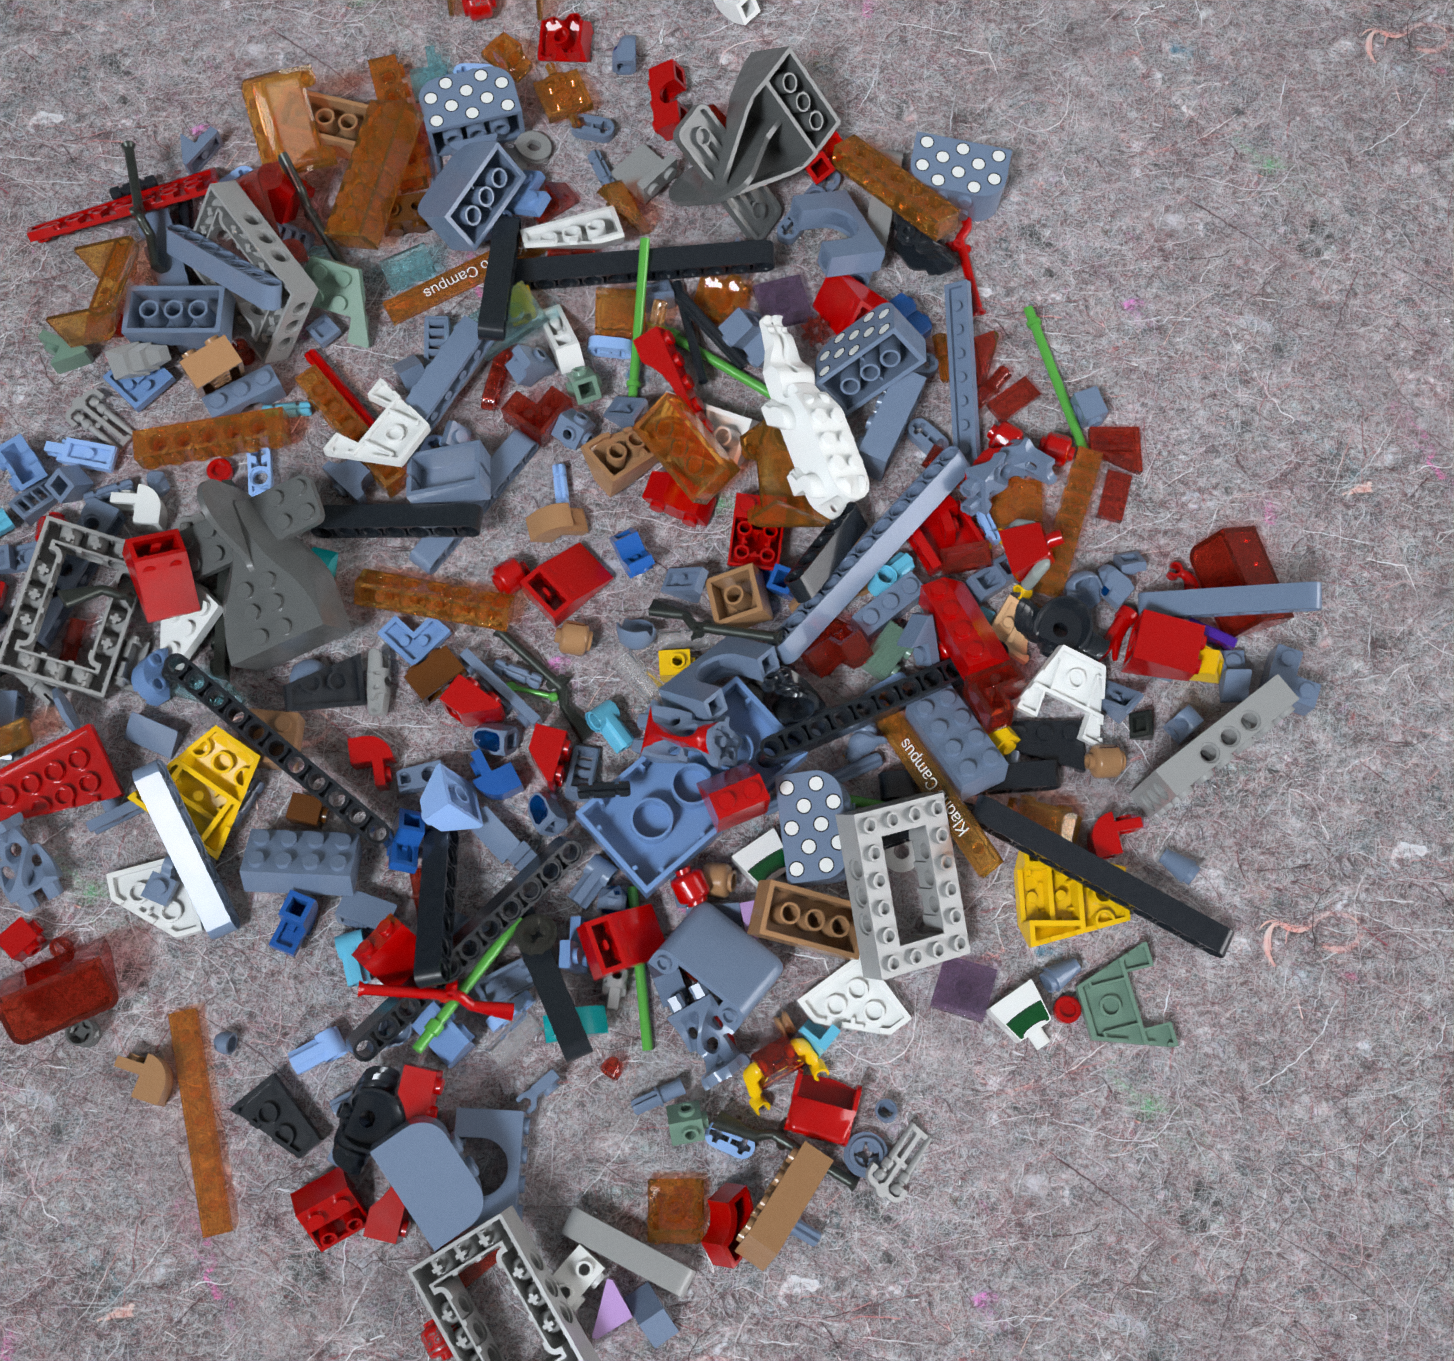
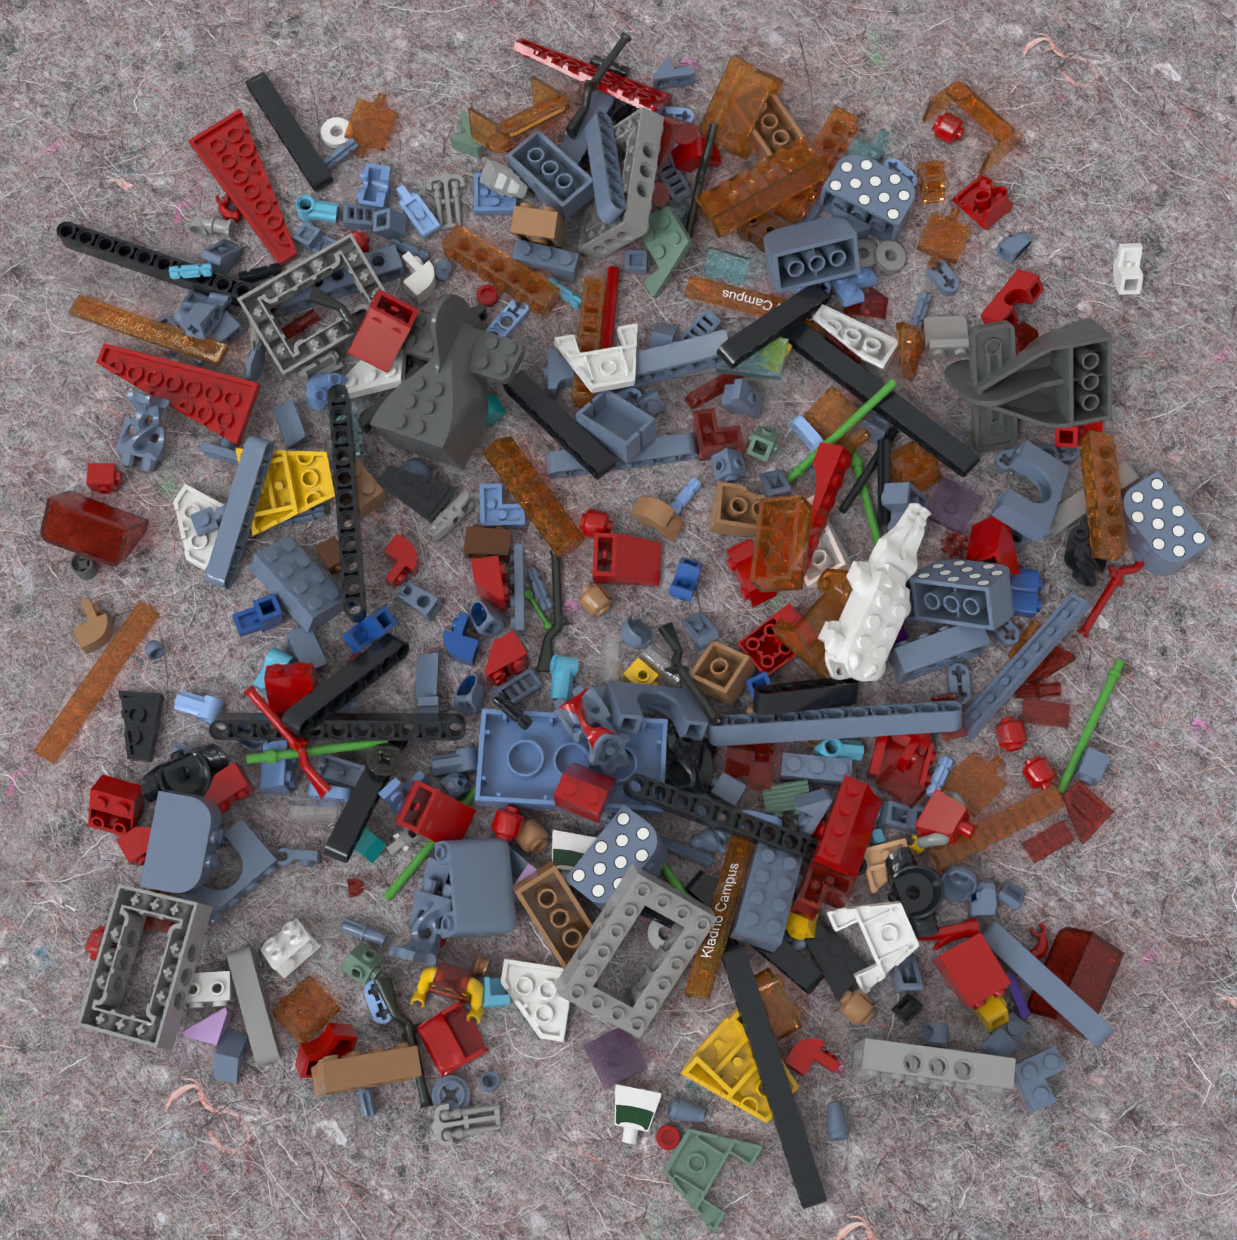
camera: 50 degrees right, 0 degrees up
(63, 941) = (124, 502): clear red hinge -> none
(245, 353) = (572, 232): clear red pin -> none
(450, 802) = (418, 630): light blue slope -> none
(562, 340) = (780, 399): white slope -> none
(608, 1173) = (289, 948): none -> white bracket
(836, 689) = (727, 790): none -> sand blue brick
(996, 466) = (964, 746): sand blue hips -> none

